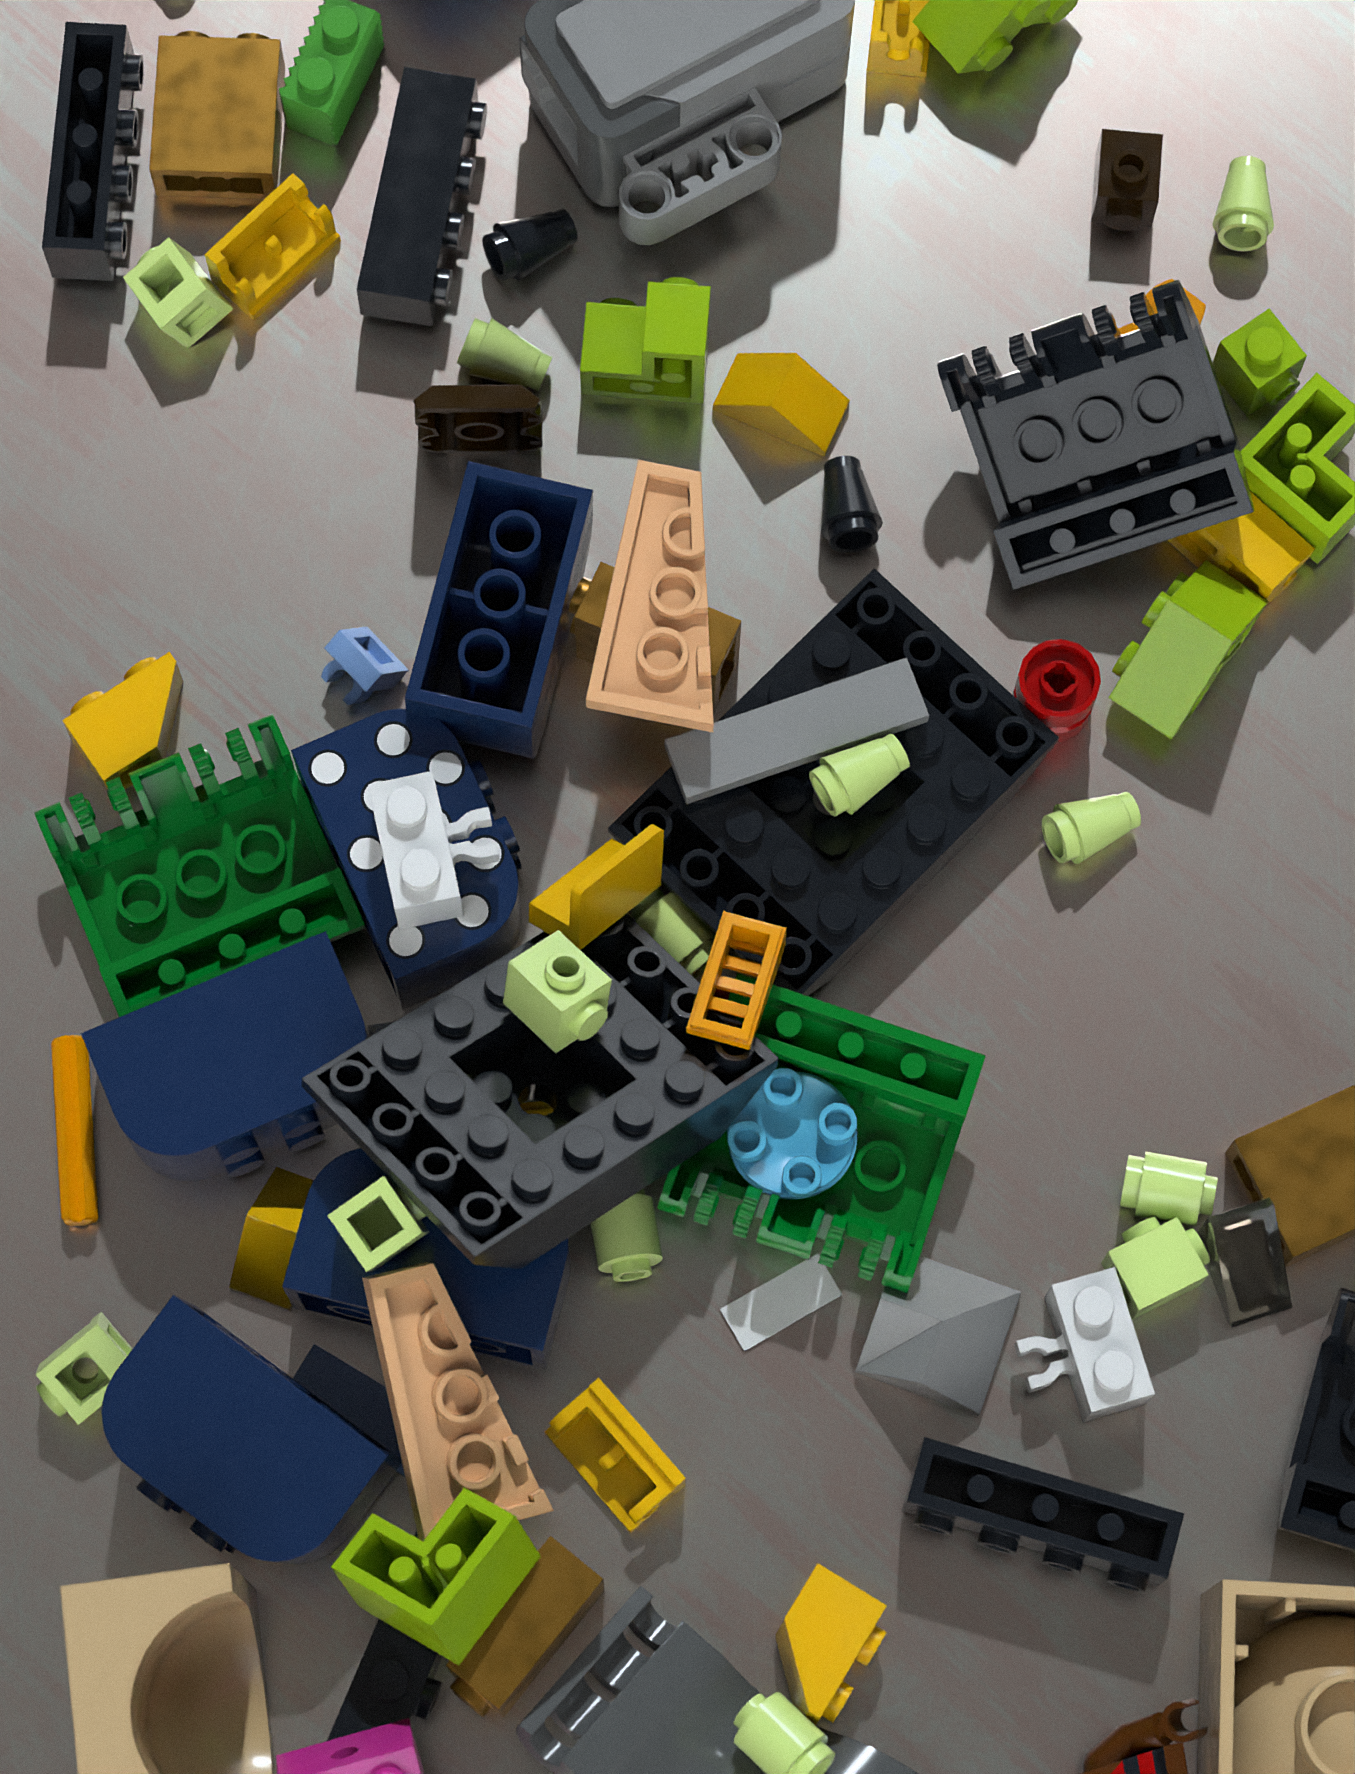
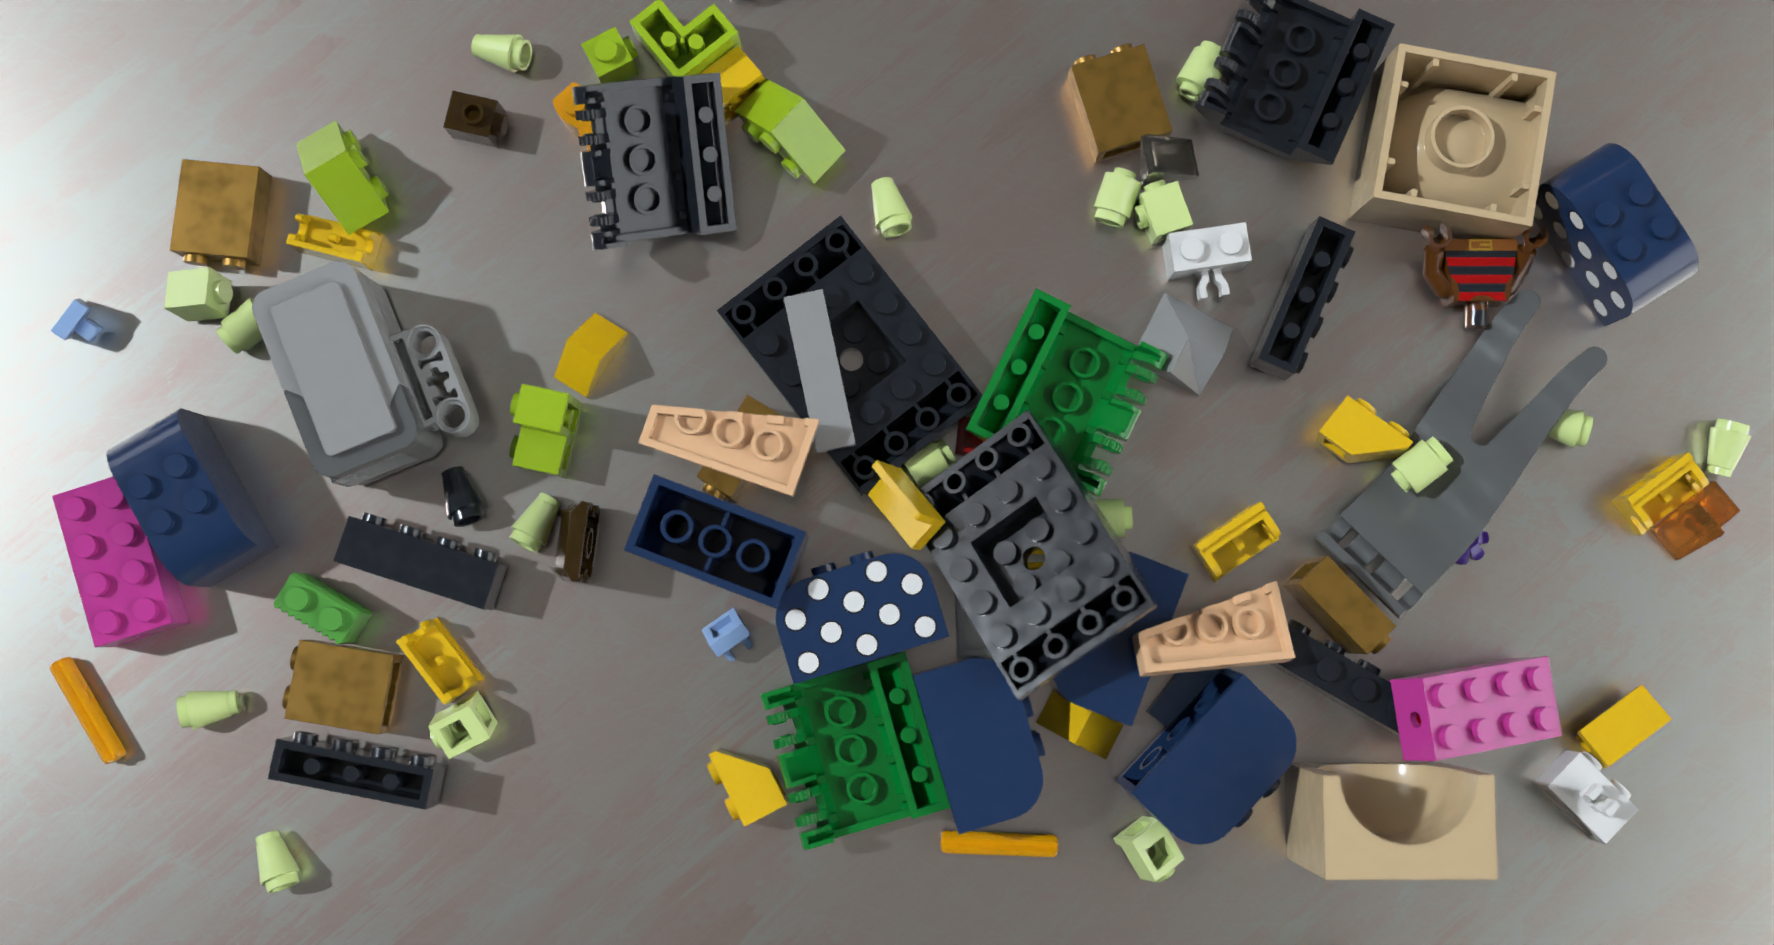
camera: 80 degrees left, 10 degrees up
(379, 1223) = (1113, 664): yellowish green brick -> none
(420, 849) = (875, 611): white brick -> none
(442, 1586) = (1330, 650): lime brick -> none
(557, 992) = (979, 535): yellowish green brick -> none
(748, 936) = (949, 416): light orange slope -> none
(780, 1302) = (1154, 436): white sticker -> none
(793, 1136) = (1066, 408): medium azure dish -> none
(848, 507) = (666, 322): black cone -> none
(857, 774) = (853, 338): yellowish green cone -> none
(1059, 701) = (804, 212): red wheel -> none

